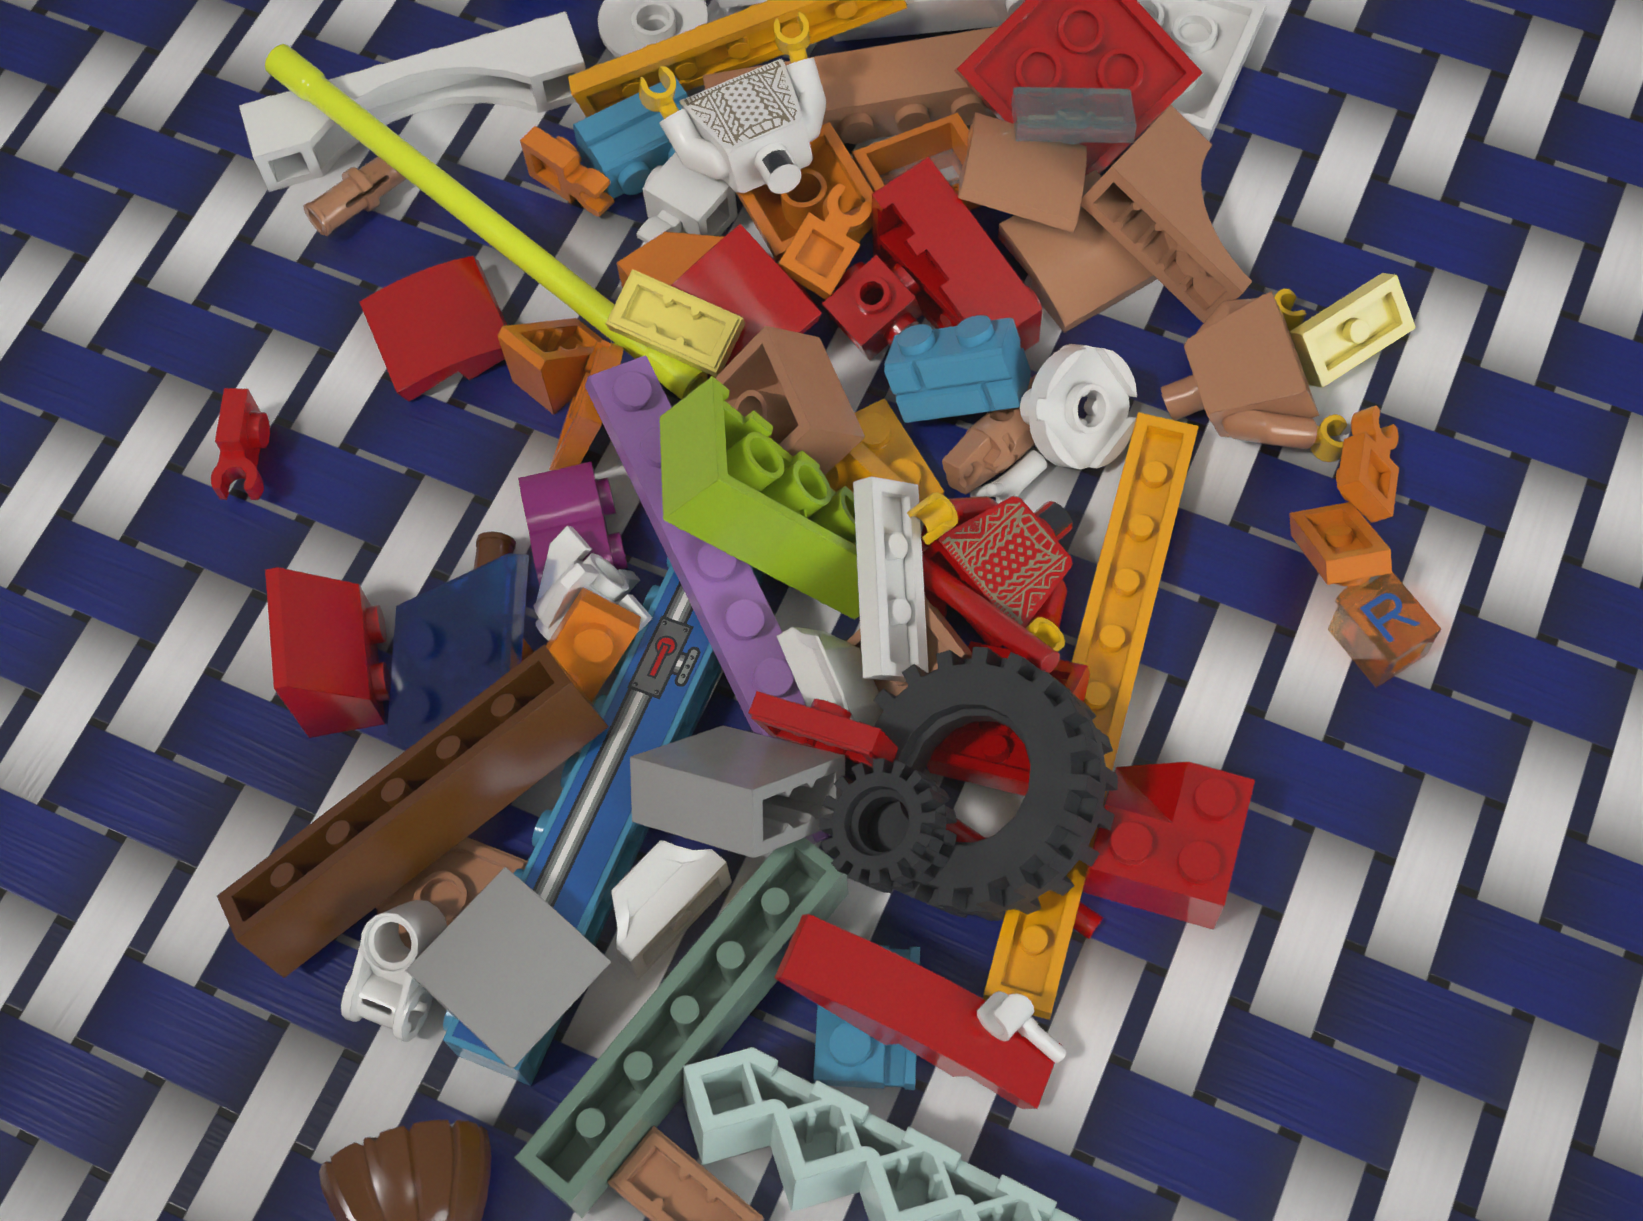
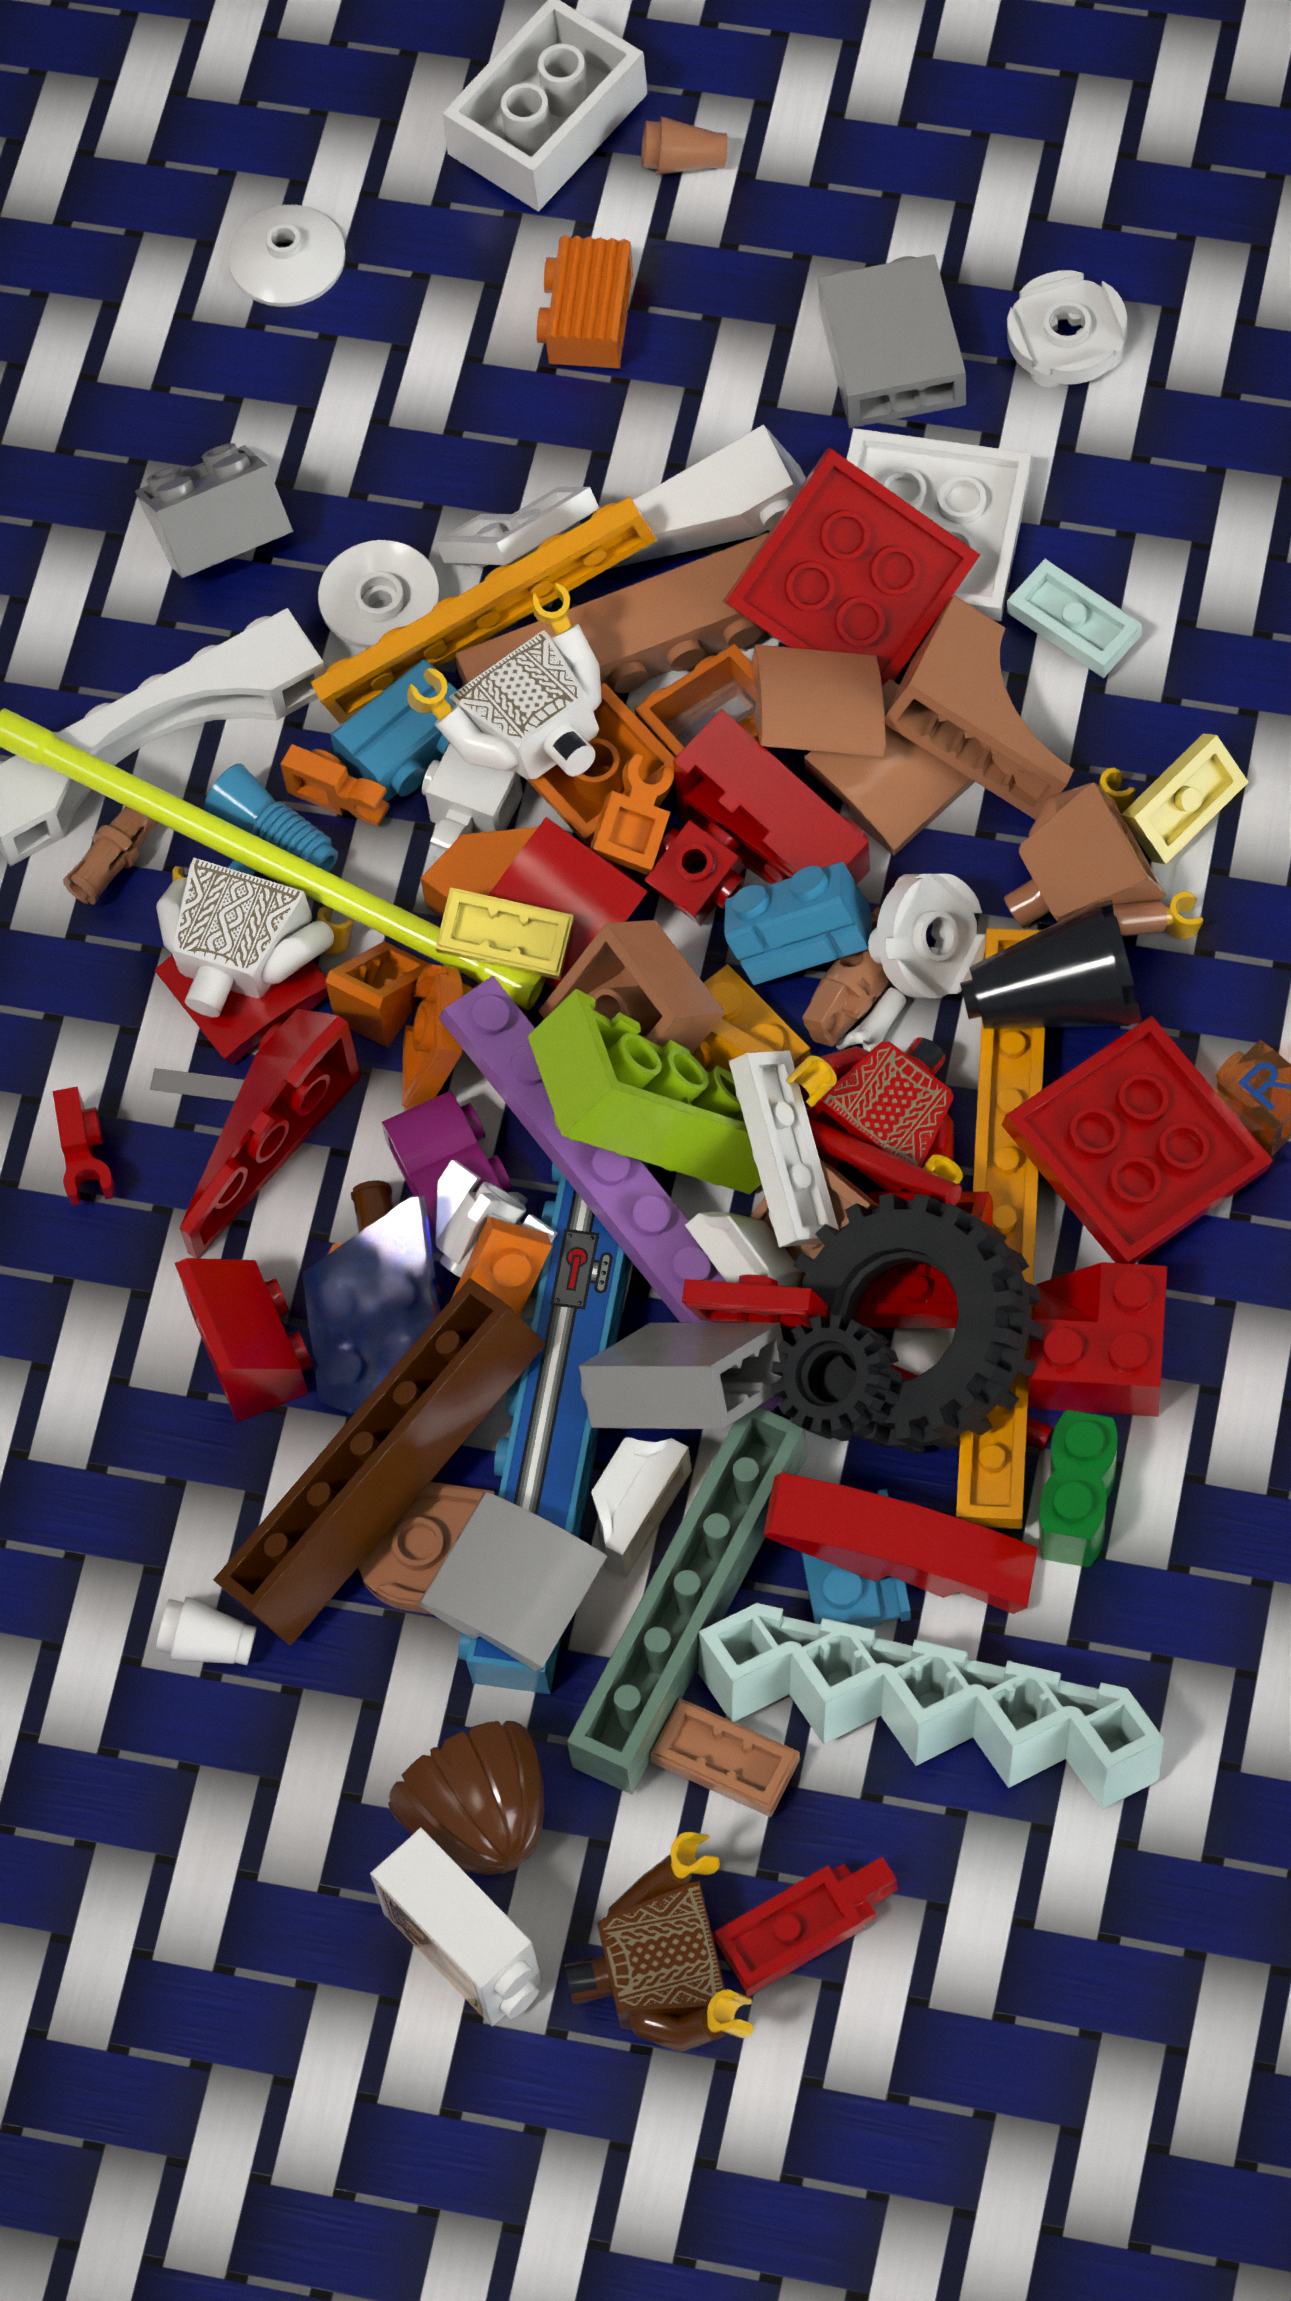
camera: 10 degrees left, 0 degrees up
(201, 945) = (203, 1634): none -> white cone
(379, 984) = (394, 1625): white piece -> none
(385, 418) = (195, 1084): none -> light grey piece
(429, 447) = (287, 1093): none -> red wedge
(440, 280) = (240, 933): none -> white torso
(483, 172) = (248, 805): none -> dark azure piece
(1010, 1013) = (983, 1524): white hand -> none
(1073, 115) = (856, 629): clear light blue plate -> none
(1114, 997) = (1077, 1490): none -> green brick
(1200, 468) = (1057, 977): none -> black cone
(1245, 648) = (1136, 1142): none -> red plate
(1277, 152) = (1074, 618): none -> light aqua plate
(1340, 544) = (1208, 1022): orange plate -> none
(1366, 471) = (1222, 941): orange plate -> none

